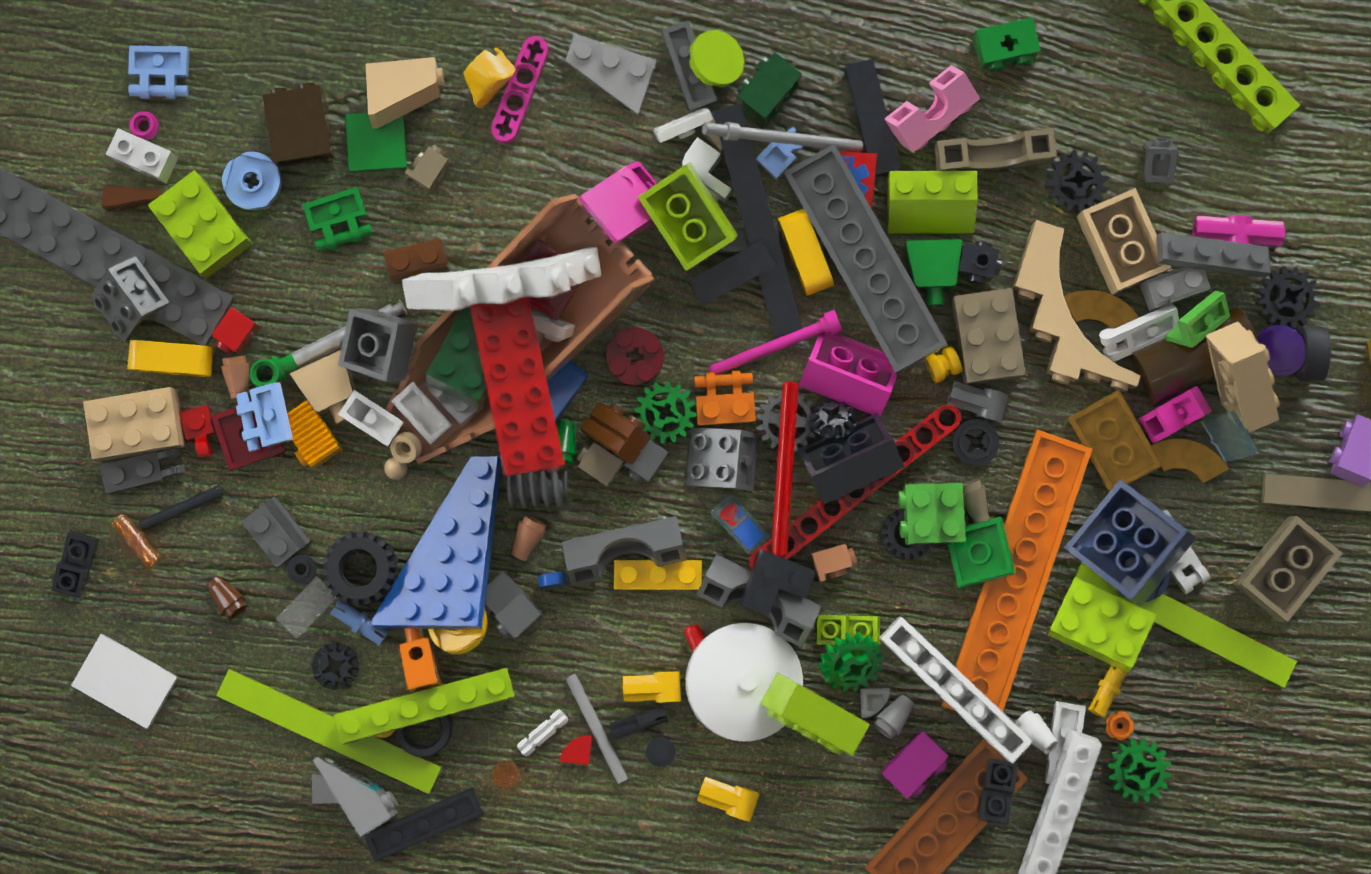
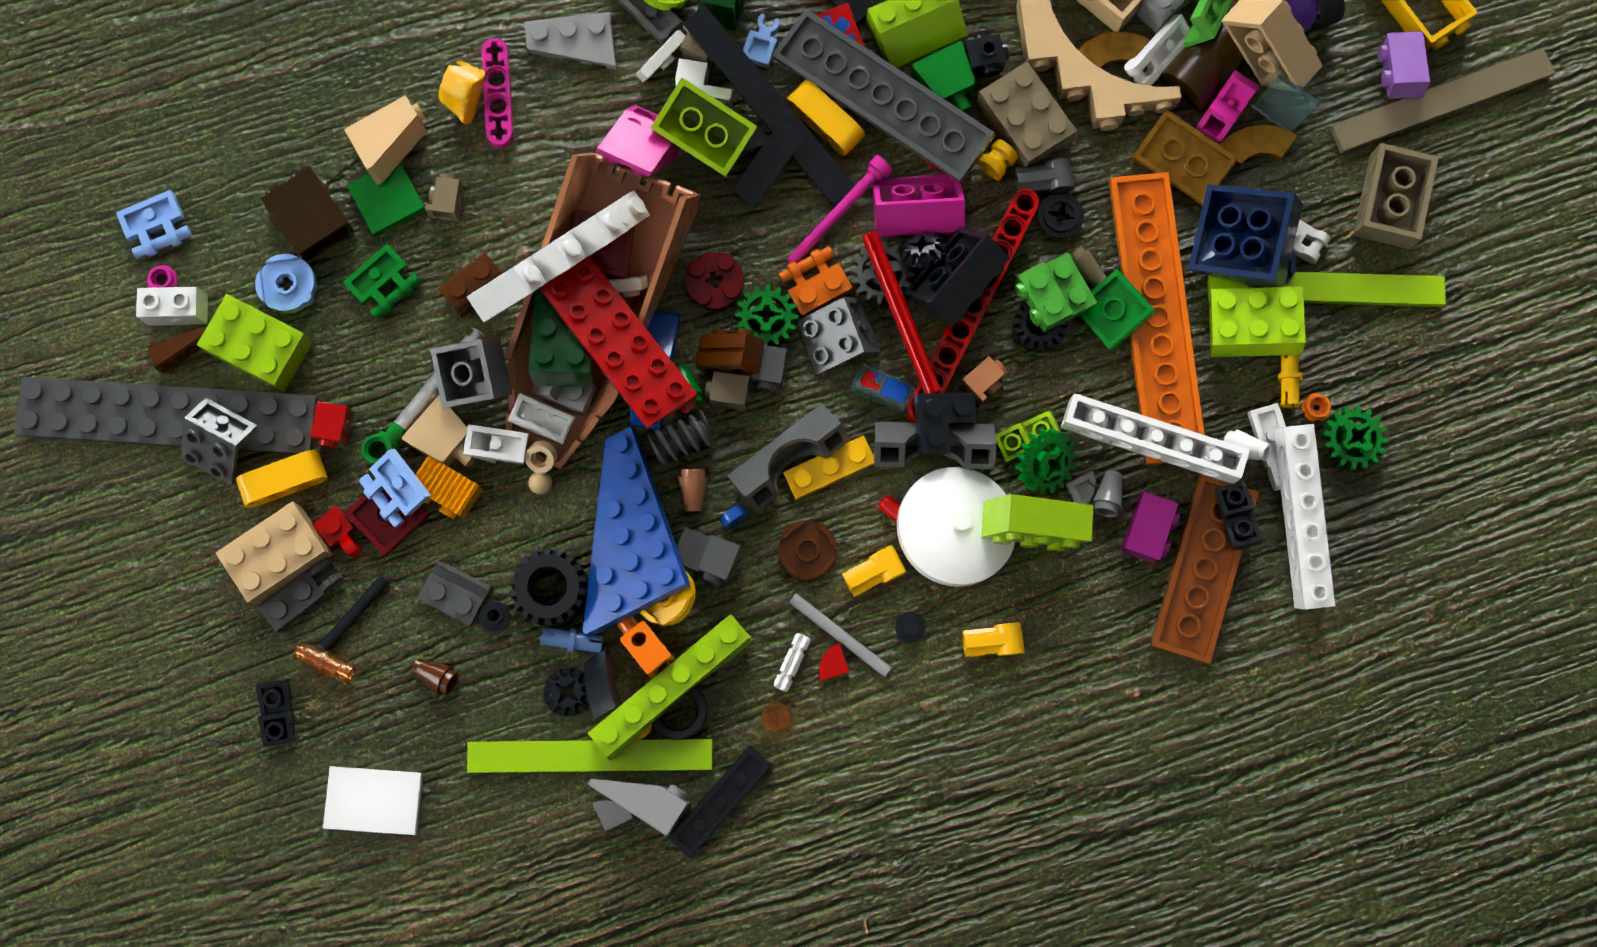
camera: 25 degrees left, 5 degrees down
(236, 374) = (350, 464): nougat cone -> none
(306, 608) = (516, 649): clear tile -> none
(364, 675) = (600, 686): none -> black slope
(603, 639) = (807, 550): none -> reddish brown tile
(638, 722) = (876, 610): black axle -> none
(733, 132) = (710, 30): light grey bar -> none

